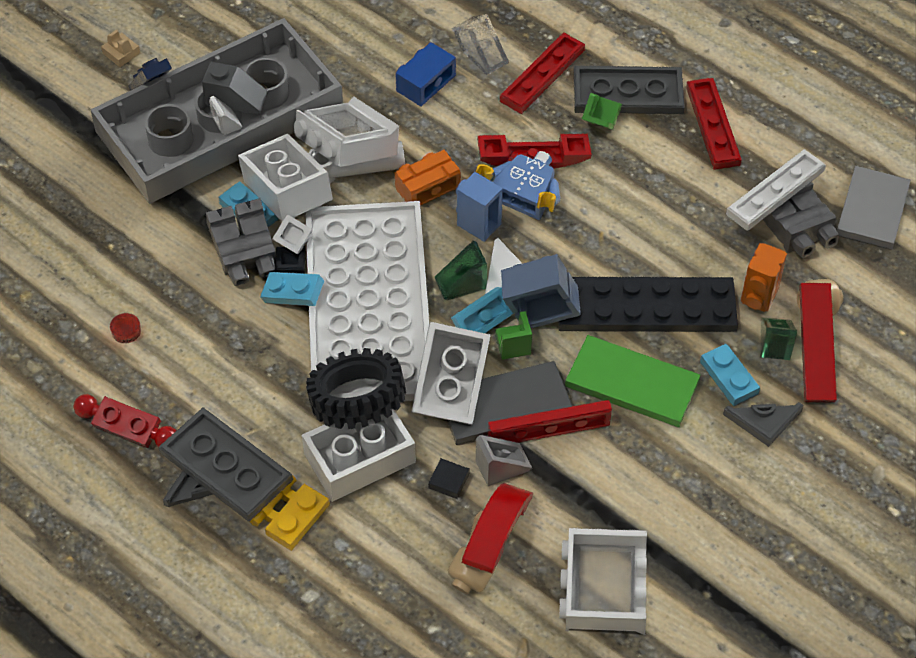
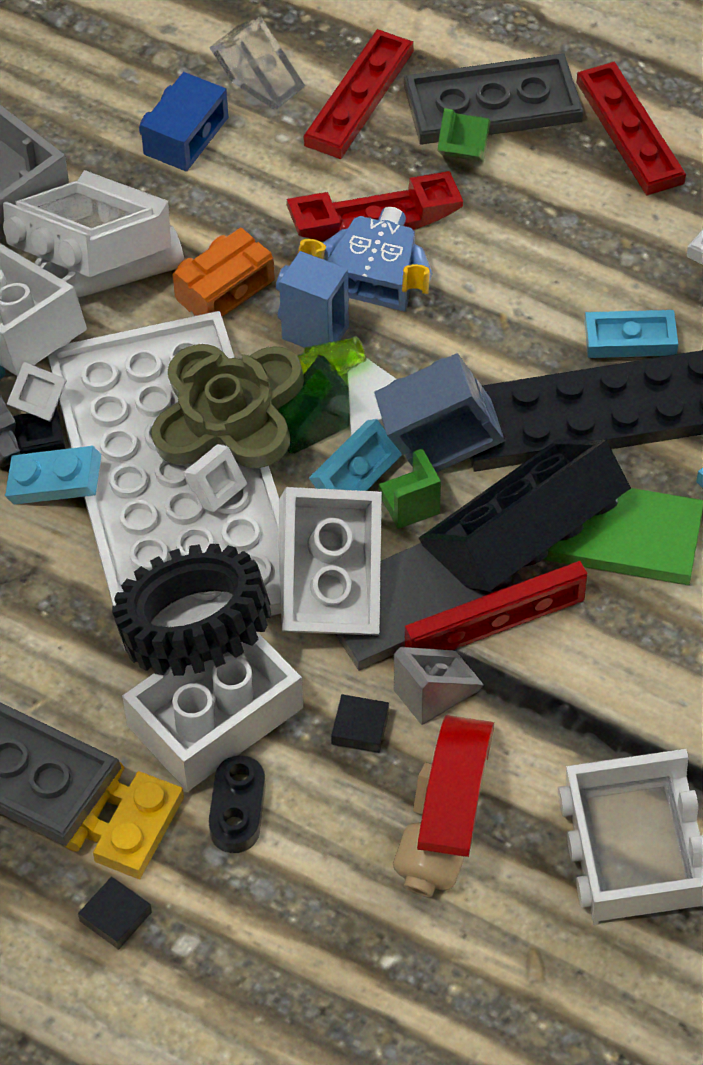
camera: 10 degrees left, 0 degrees up
(270, 568) = (115, 912): none -> black tile
(361, 512) = (239, 800): none -> black plate
(391, 307) = (215, 477): none -> white tile
(410, 263) = (228, 405): none -> olive plant
(487, 242) = (341, 354): none -> clear neon green cone
(583, 364) = (527, 513): none -> black slope
(679, 259) = (631, 333): none -> medium azure plate

